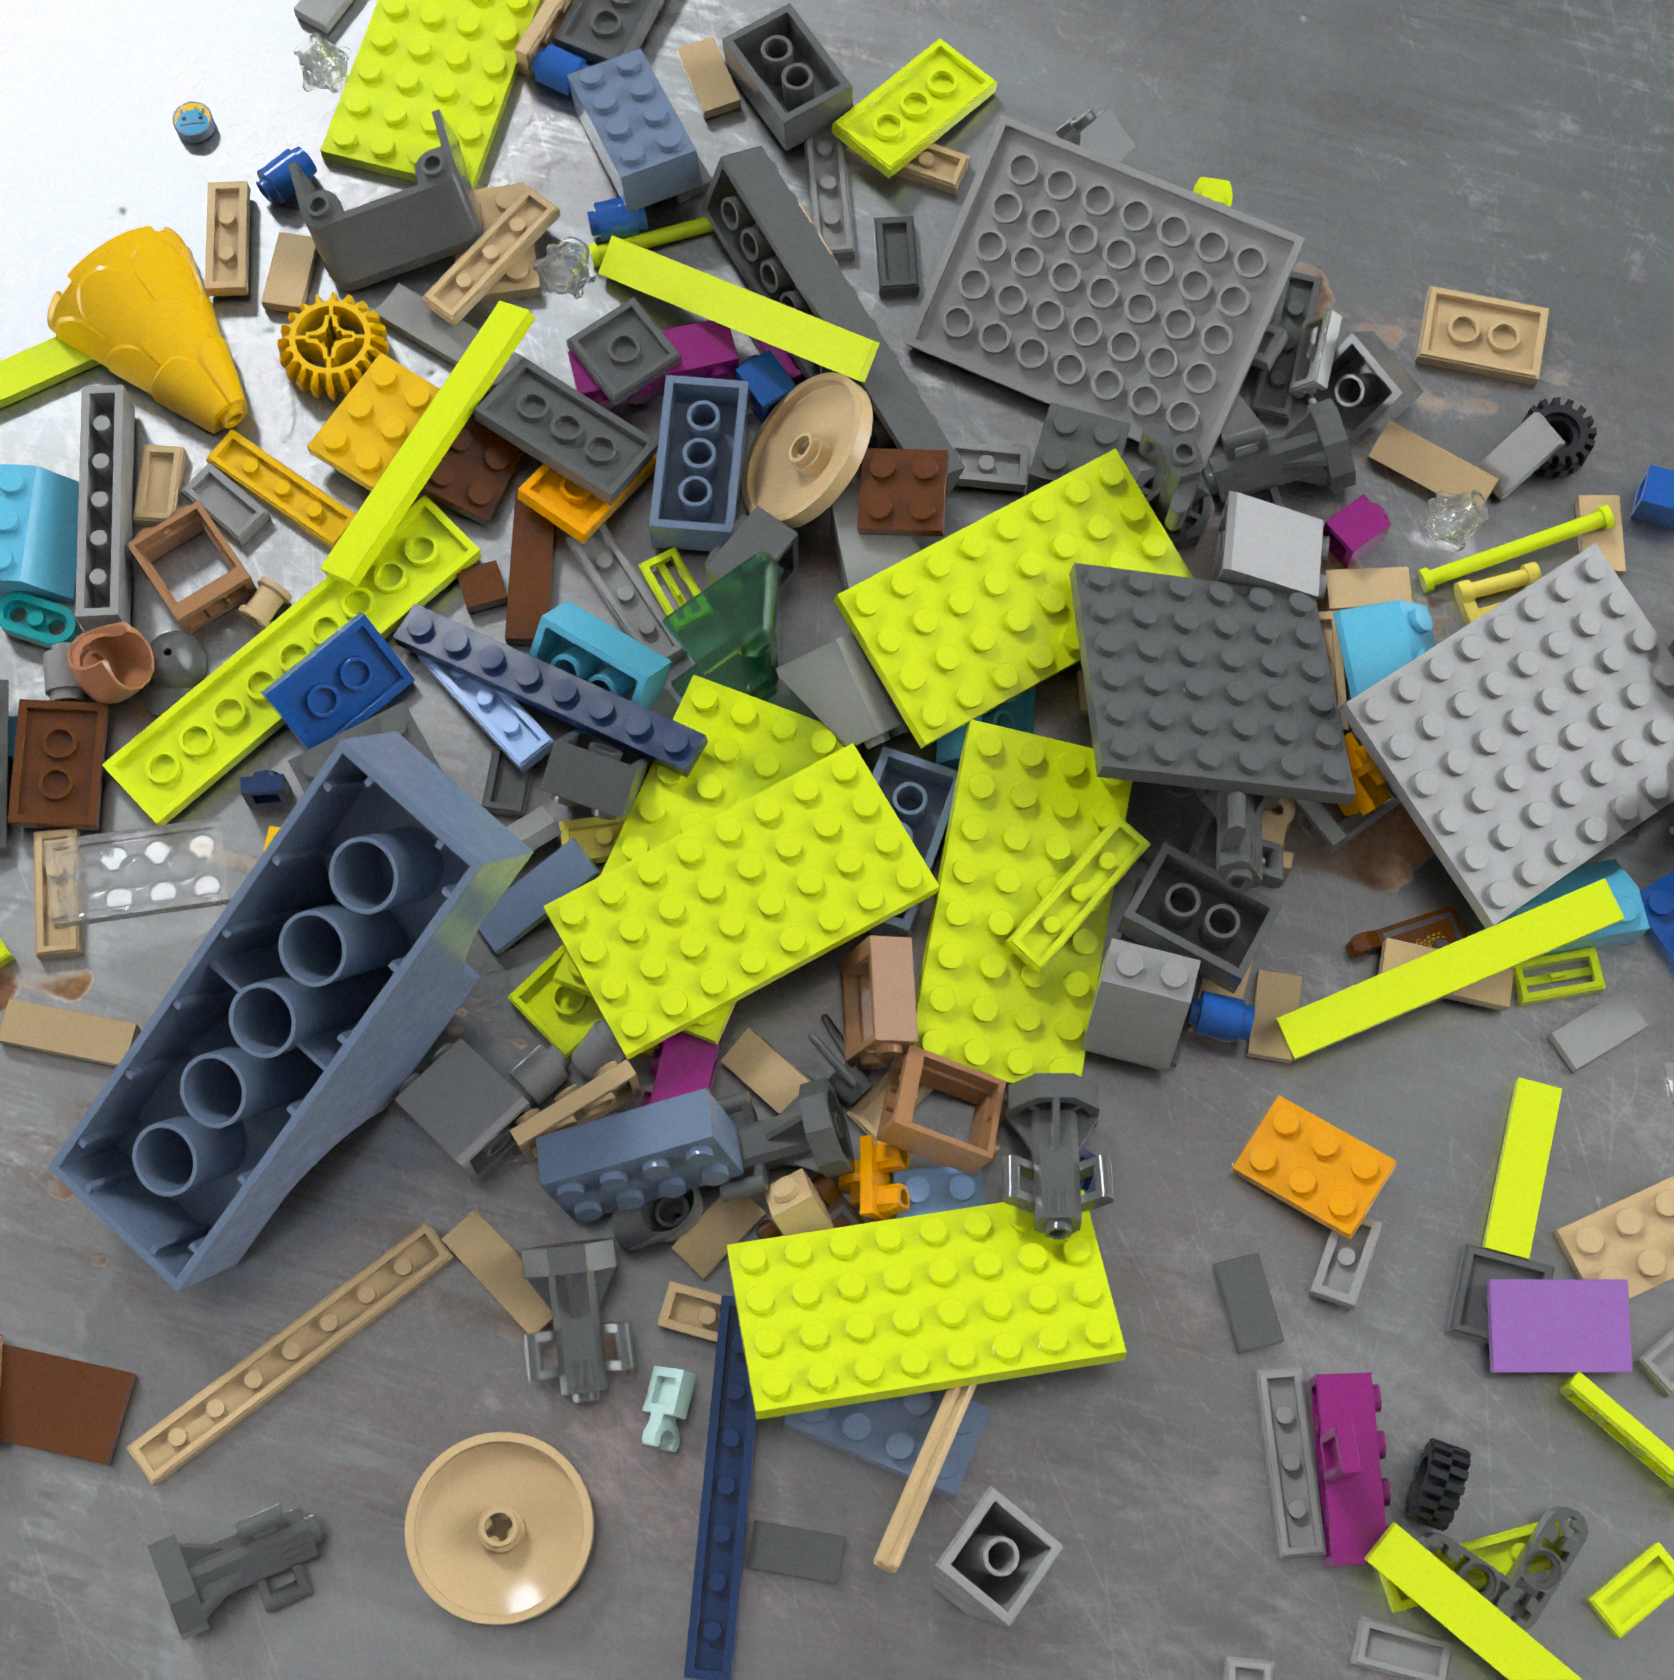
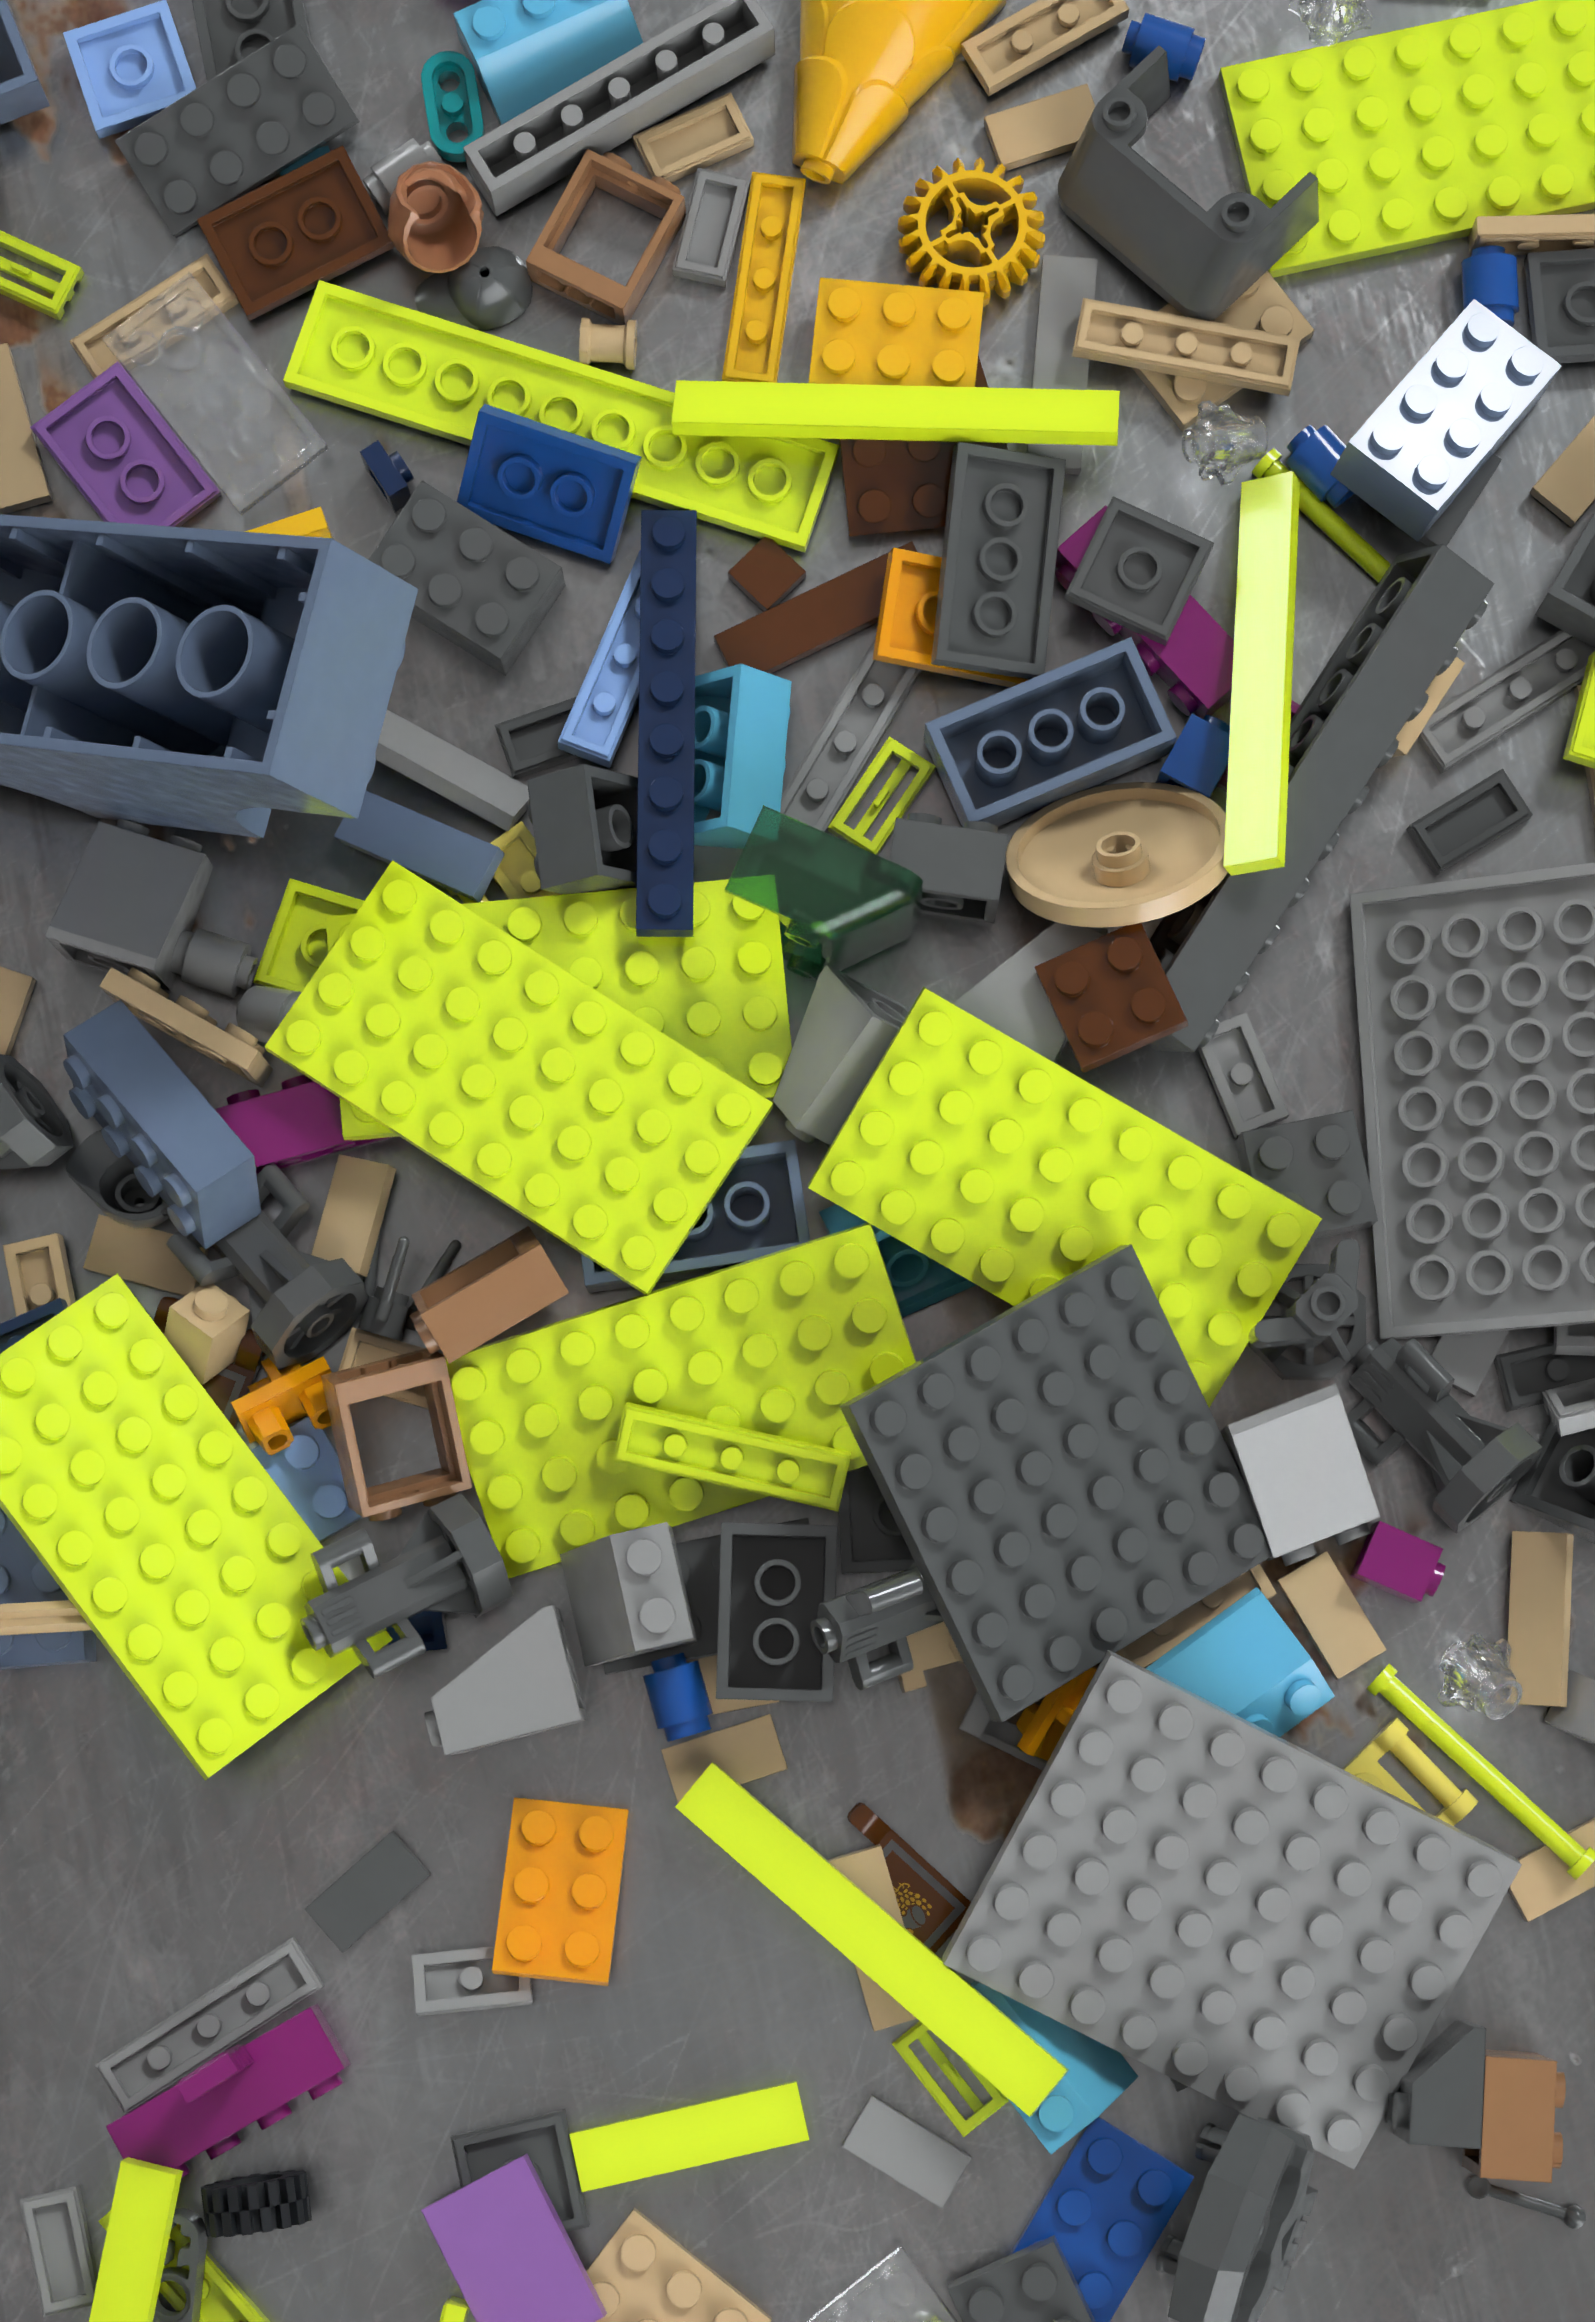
camera: 65 degrees right, 10 degrees up
(135, 957) = (124, 454): none -> medium lavender tile
(1161, 1122) = (510, 1691): none -> light grey slope

